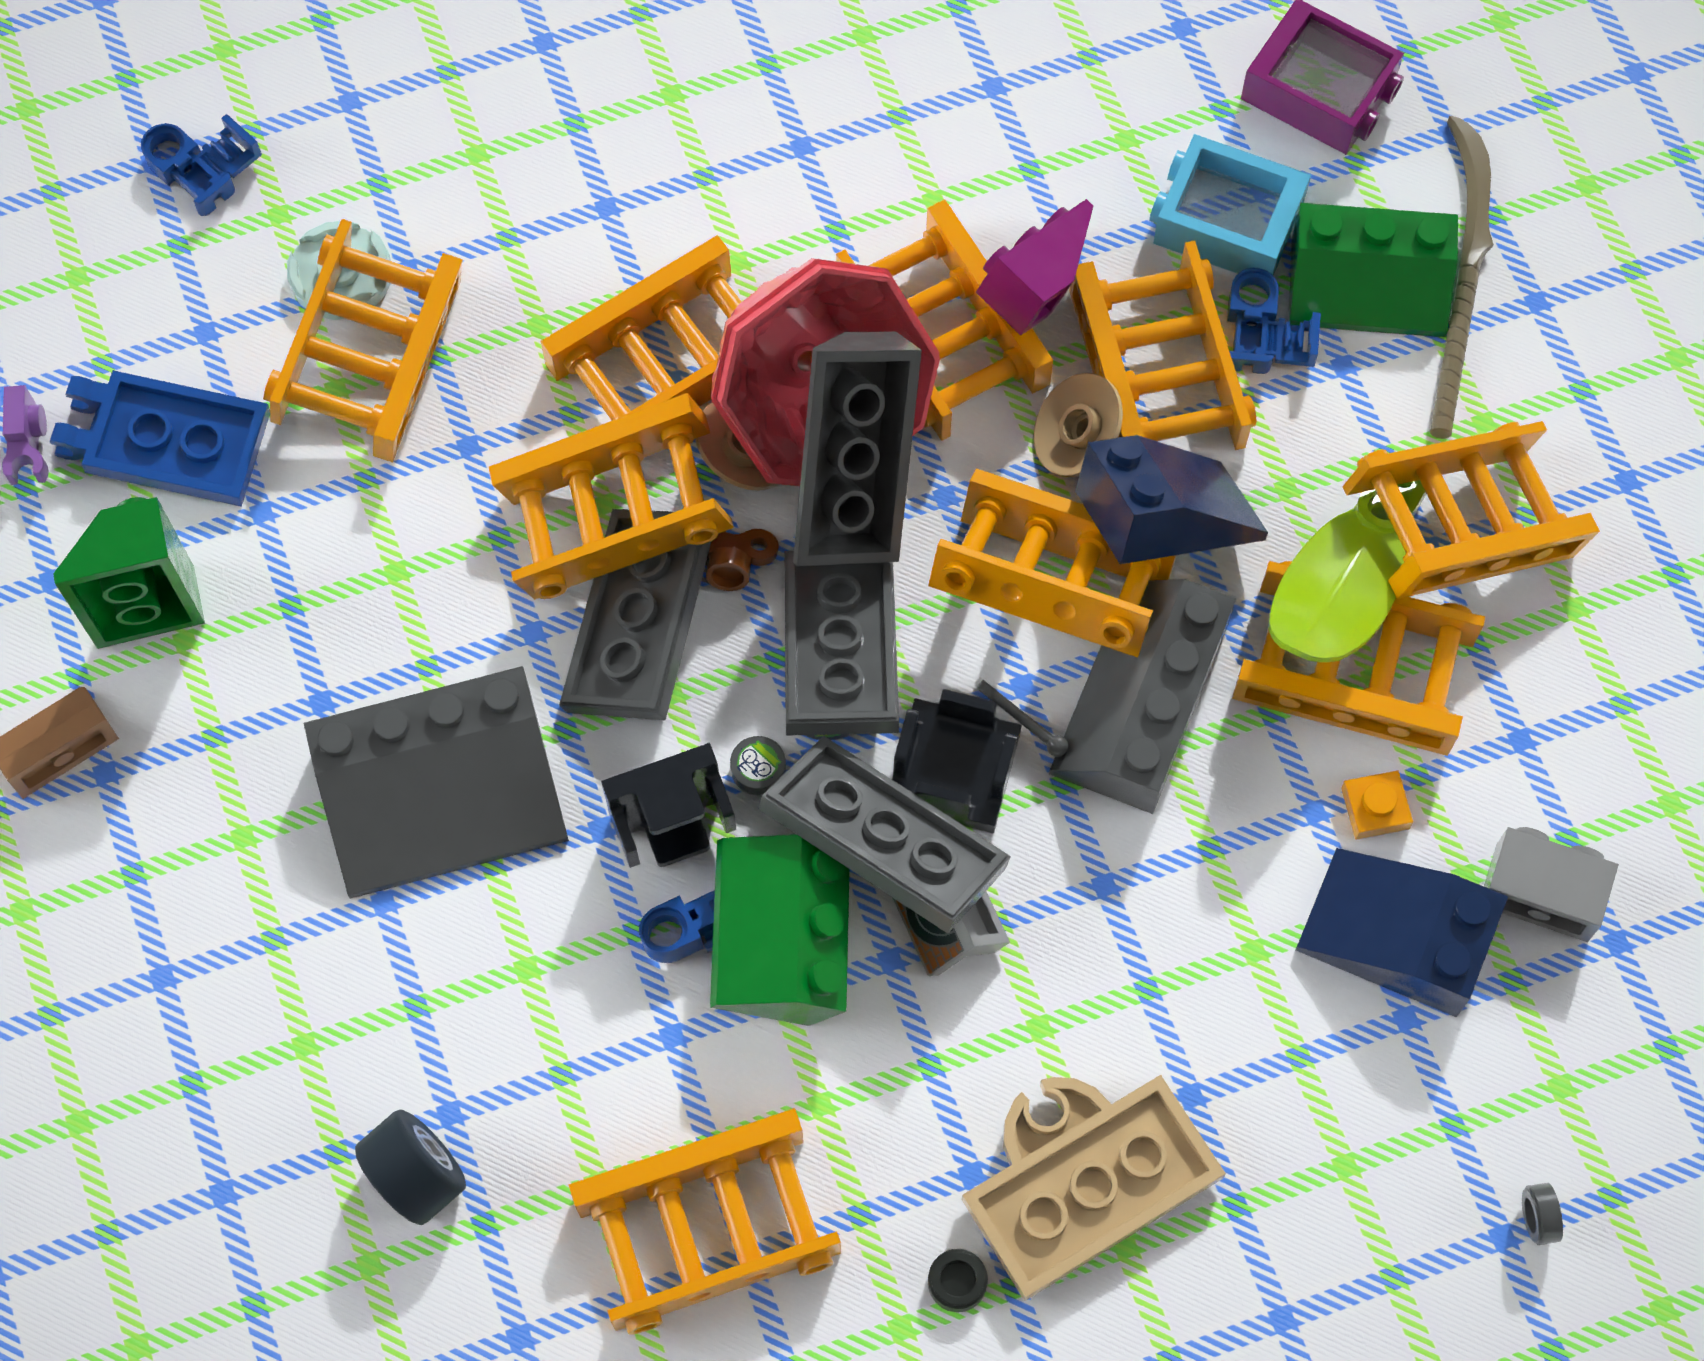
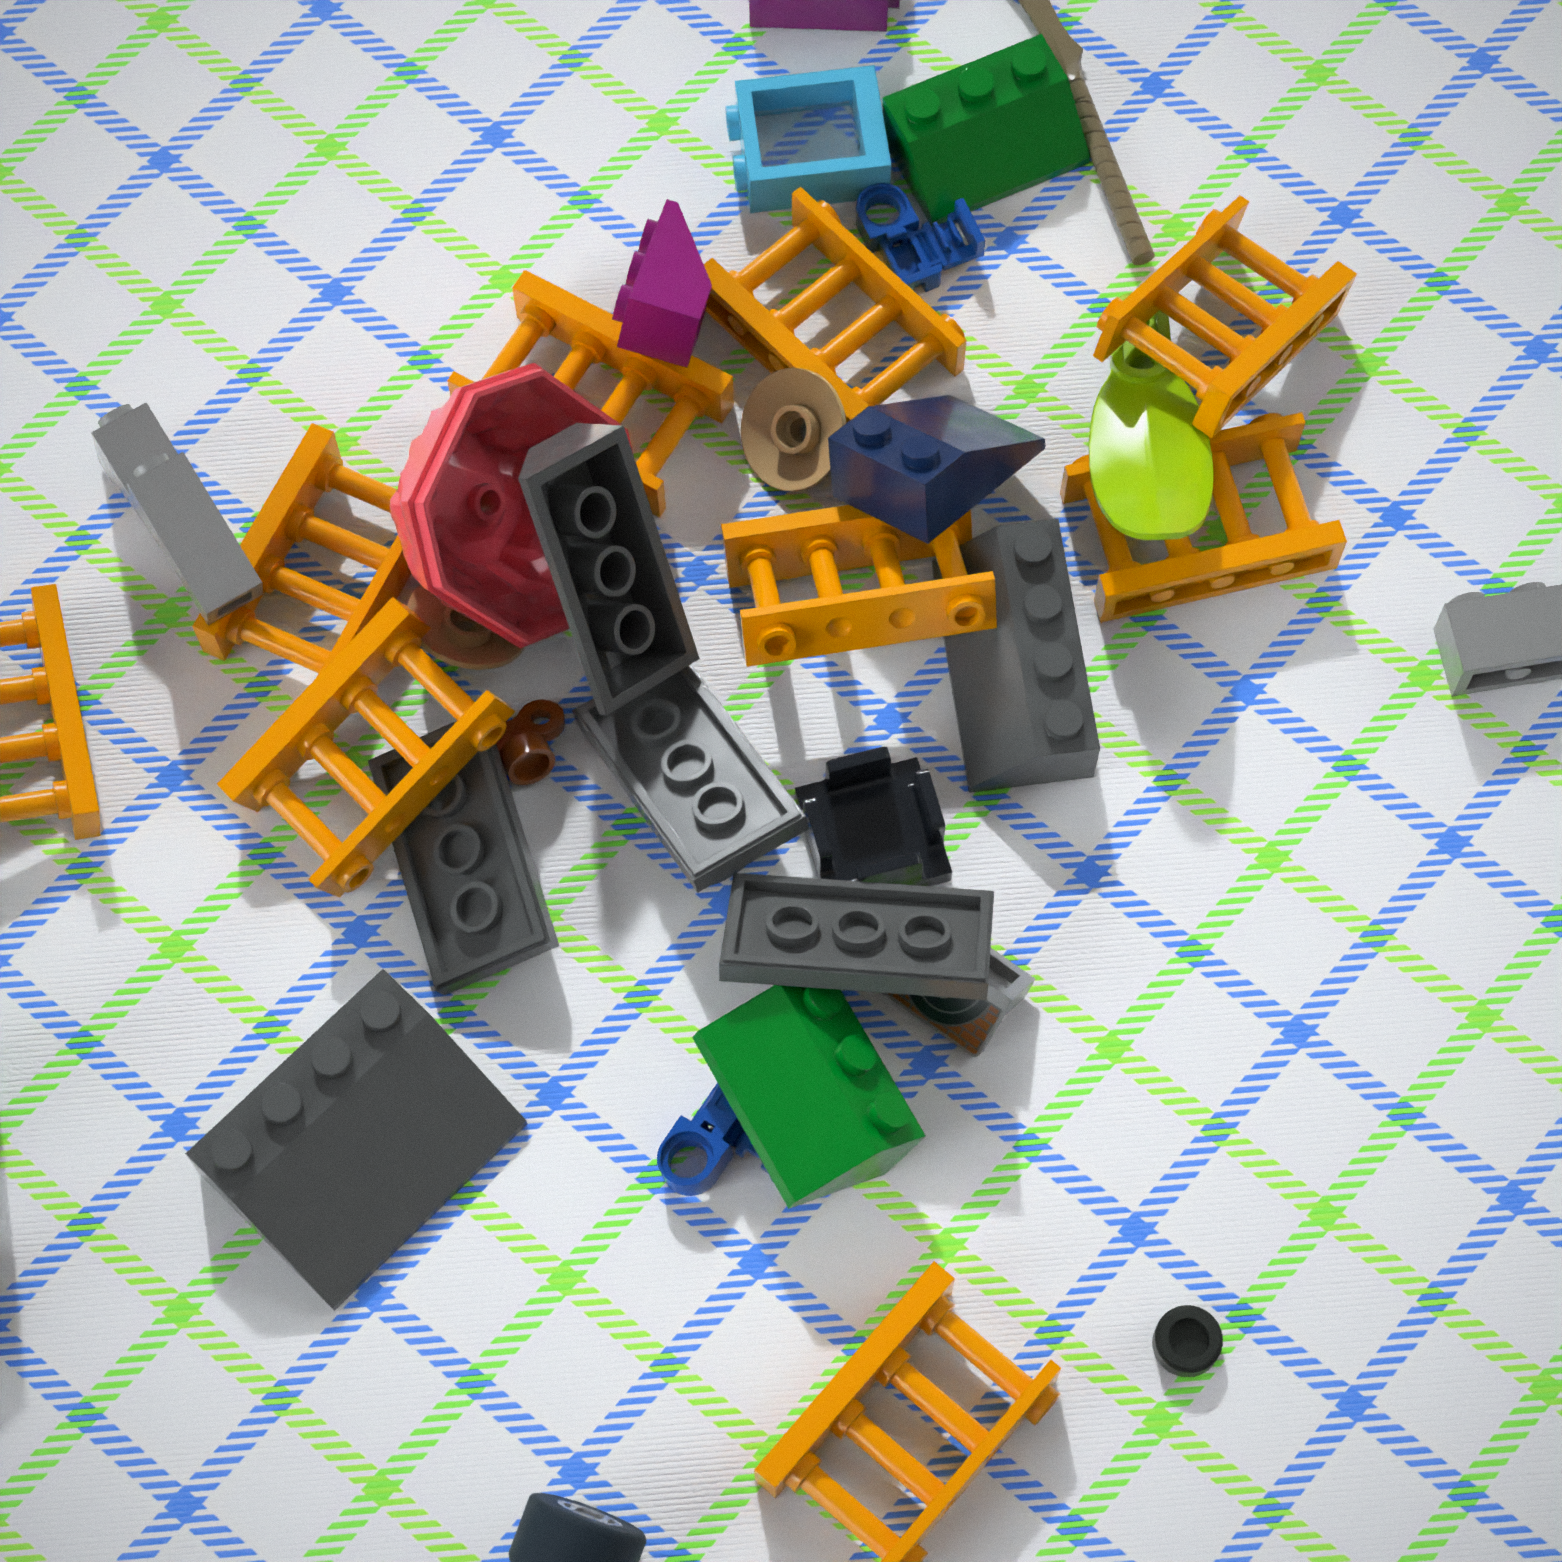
camera: 30 degrees left, 0 degrees up
(574, 249) = (176, 510): none -> light grey arch
(668, 805) = (620, 1030): black panel -> none
(757, 764) = (677, 940): tile -> none
(1056, 745) = (963, 758): dark grey hinge -> none
(1087, 1178) = (1251, 1168): tan plate -> none
(1377, 804) = (1302, 651): light orange plate -> none
(1403, 927) = (1402, 755): dark blue slope -> none

